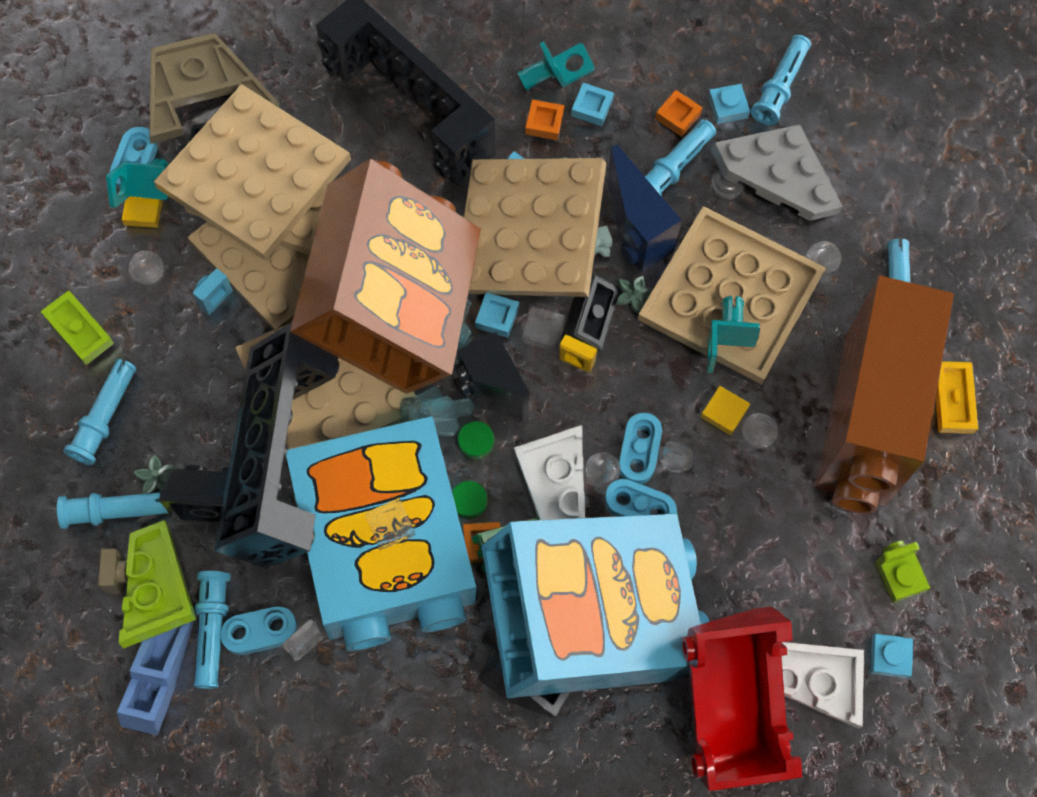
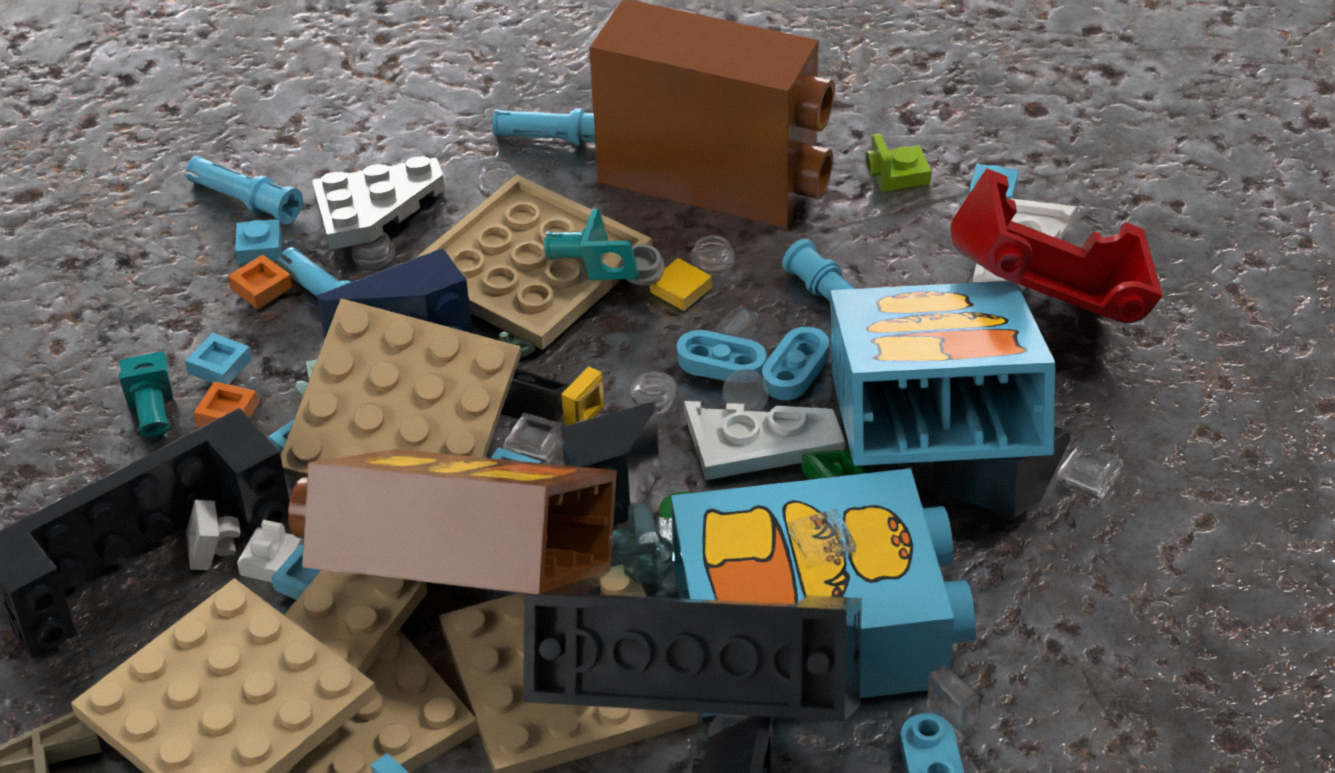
camera: 80 degrees left, 25 degrees down
(418, 174) = (267, 551): none -> white tile
(420, 134) = (209, 535): none -> white tile
(553, 742) = (1089, 471): none -> clear tile
(599, 403) = (654, 387): none -> clear plate
(728, 376) = (649, 264): none -> light grey plate
(741, 520) = (813, 269): none -> medium azure pin

